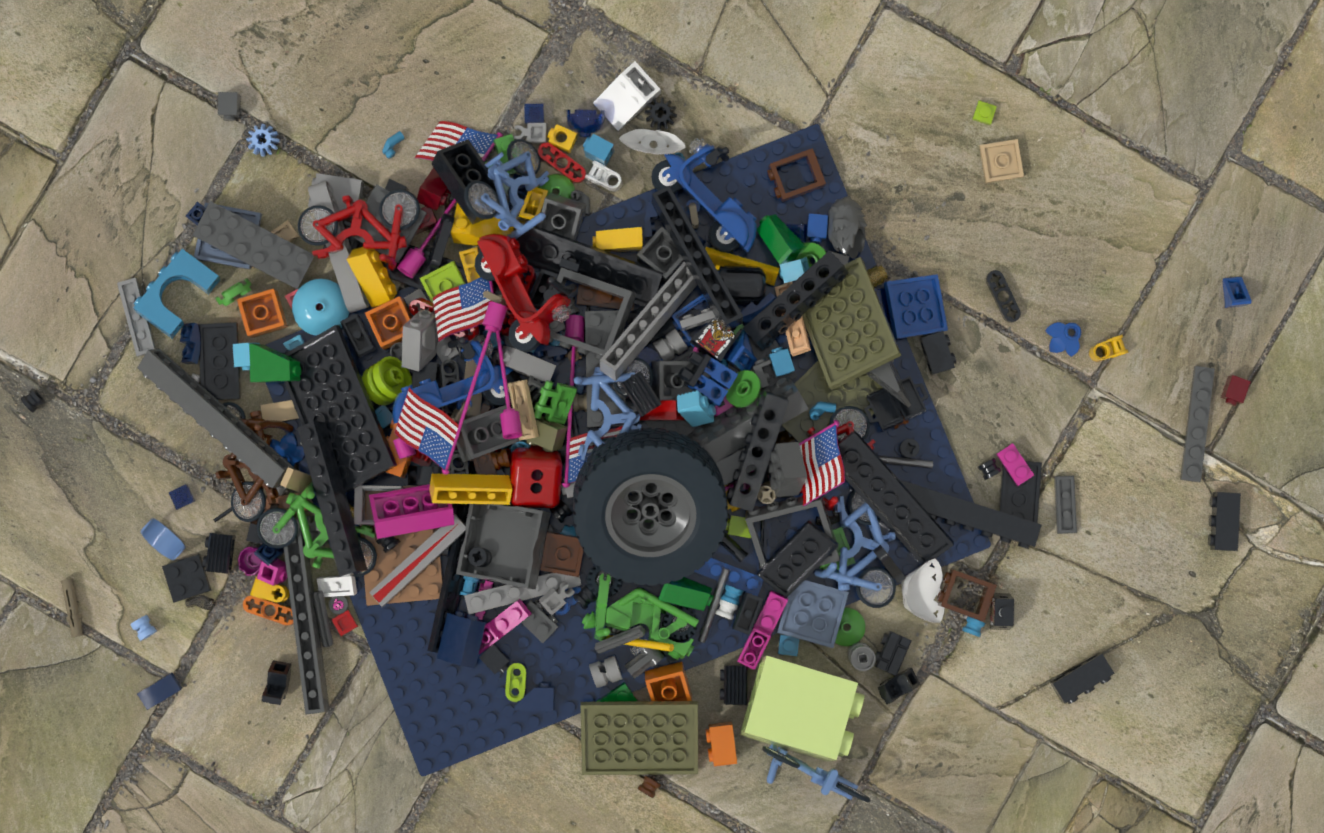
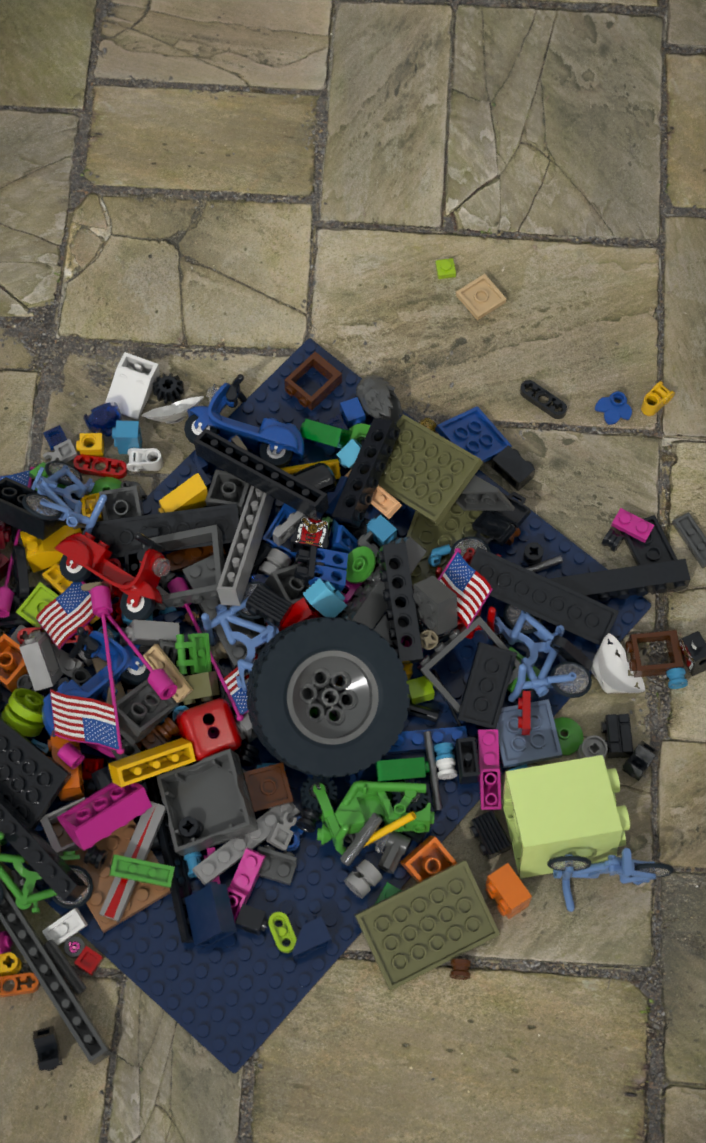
camera: 30 degrees left, 20 degrees down
(420, 576) = (141, 871): none -> bright green plate
(822, 589) = (525, 705): none -> red plate

